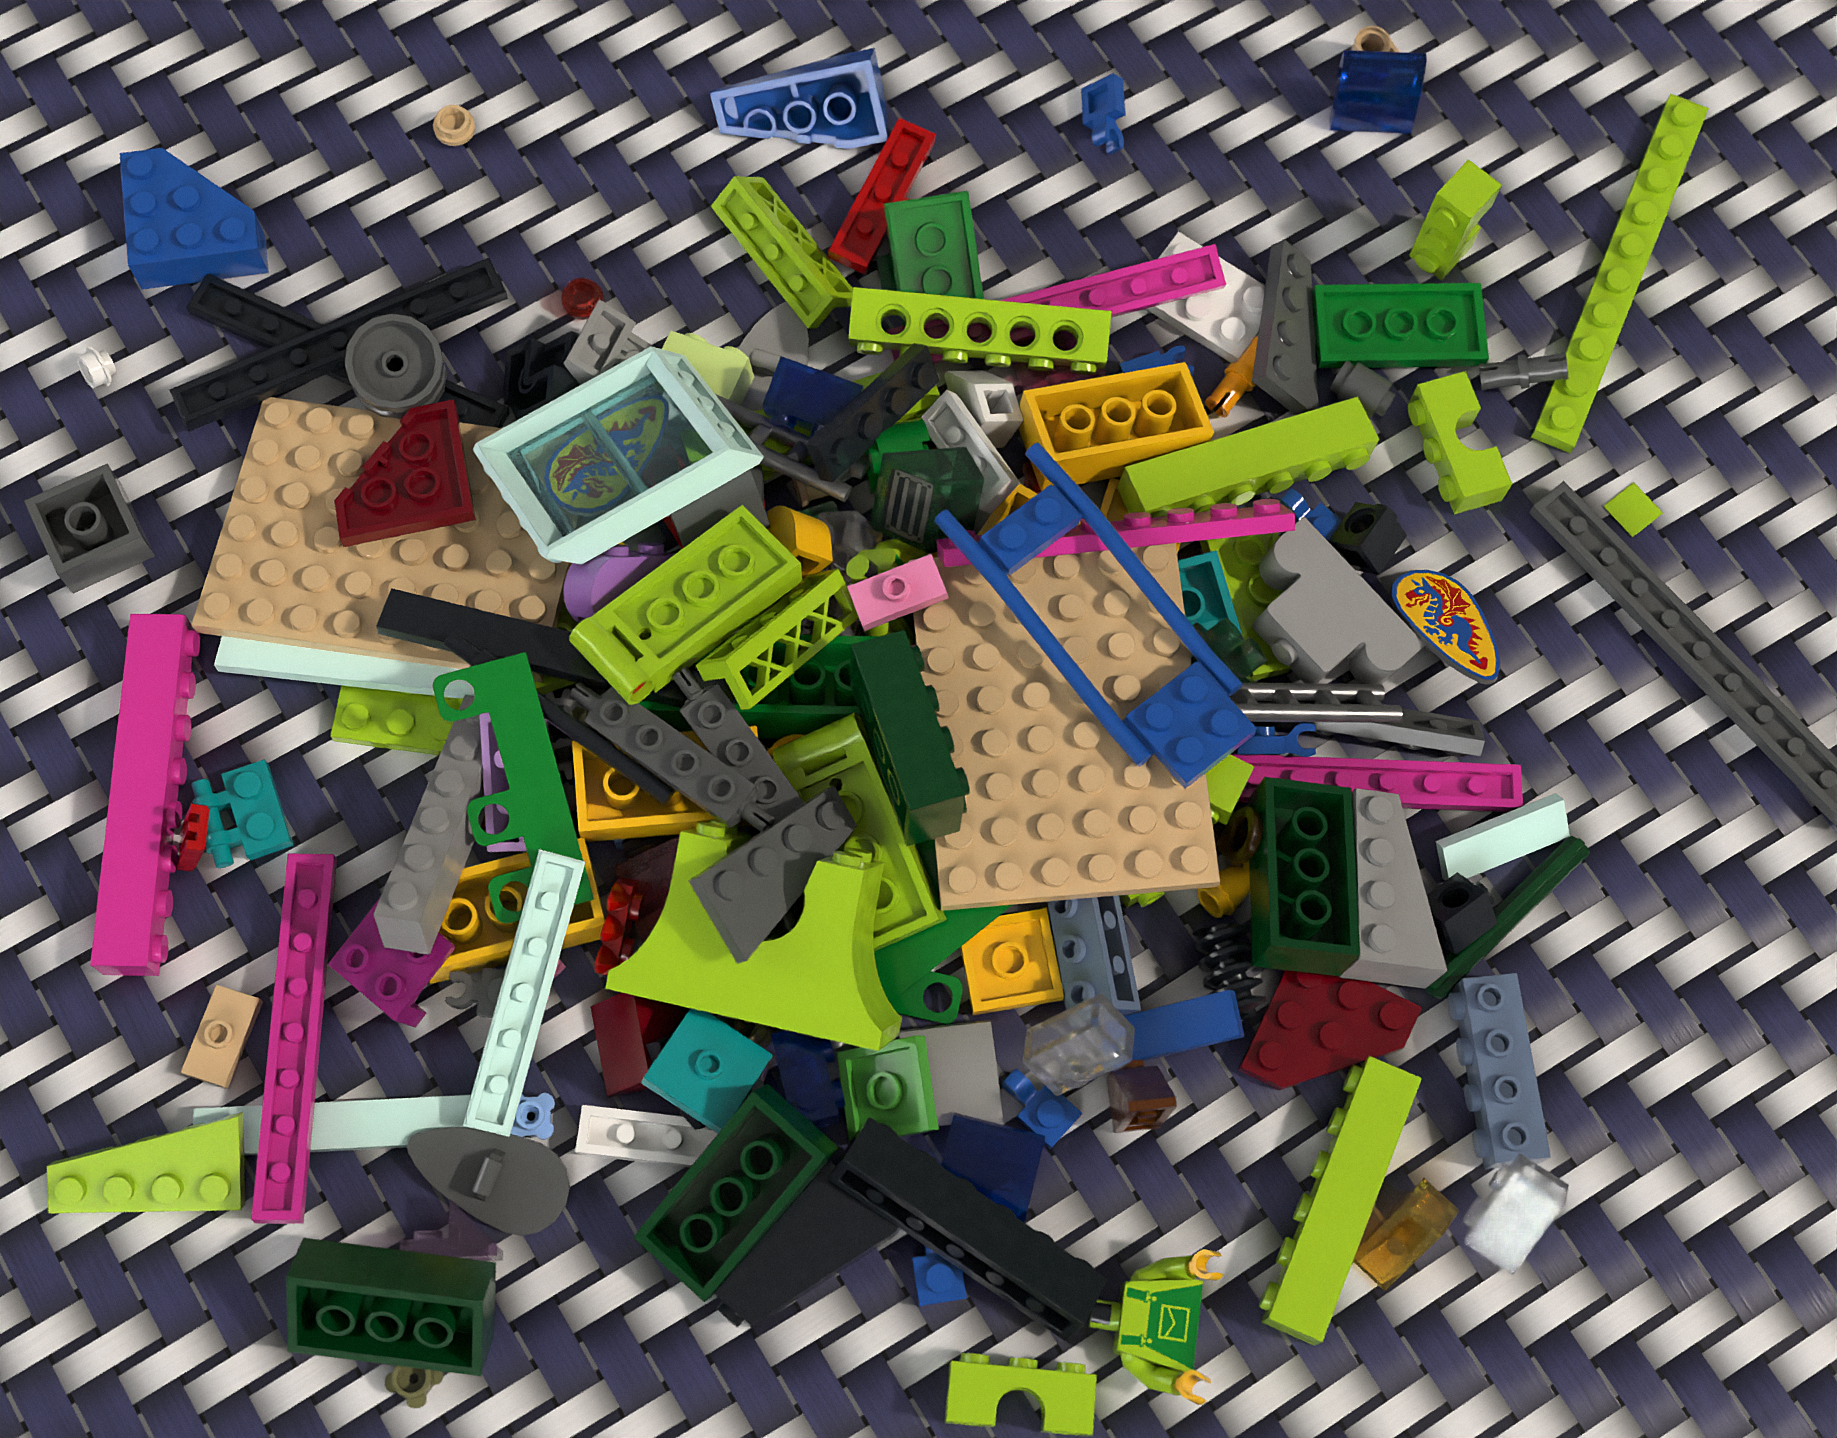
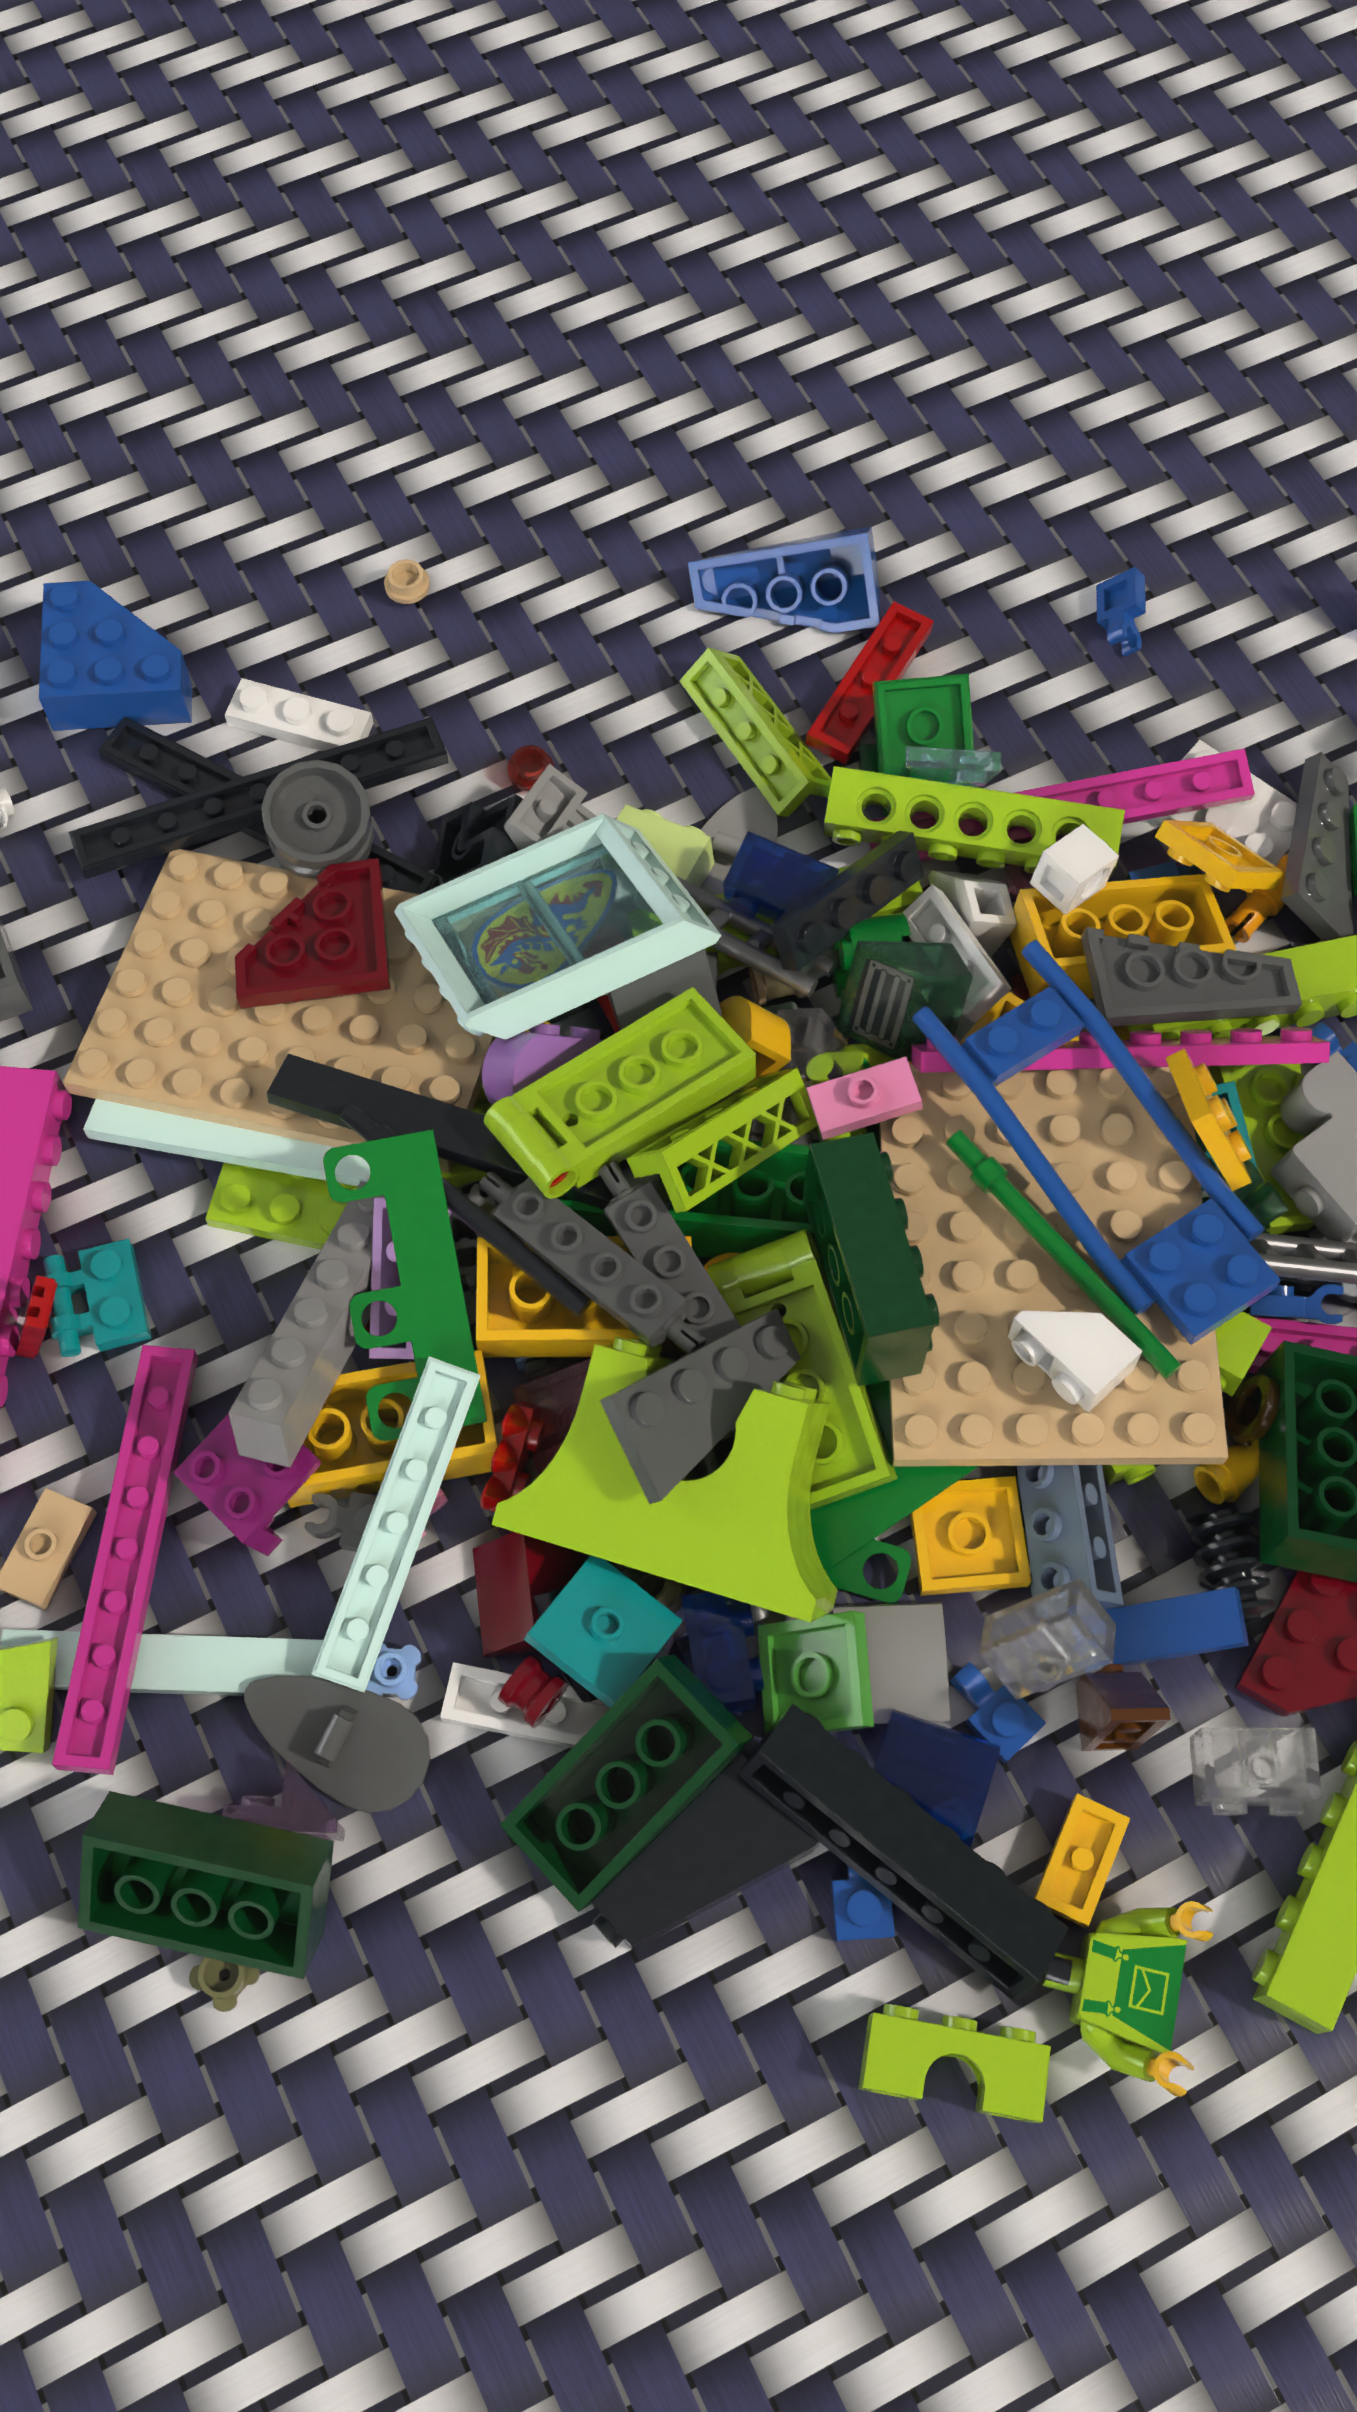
camera: 10 degrees right, 5 degrees down
(365, 263) = (295, 717): none -> white plate
(652, 1124) = (533, 1691): none -> dark red wheel
(966, 282) = (953, 765): none -> clear light blue wing
(1010, 655) = (991, 1177): none -> green bar
(1069, 370) = (1074, 869): none -> white brick
(1089, 803) = (1077, 1351): none -> white slope
(1116, 1223) = (1081, 1860): none -> yellow plate
(1153, 469) = (1166, 983): none -> dark grey wing
(1193, 590) = (1211, 1118): none -> yellow plate
(1196, 345) = (1219, 855): none -> yellow plate
(1255, 1136) = (1255, 1769): none -> clear brick

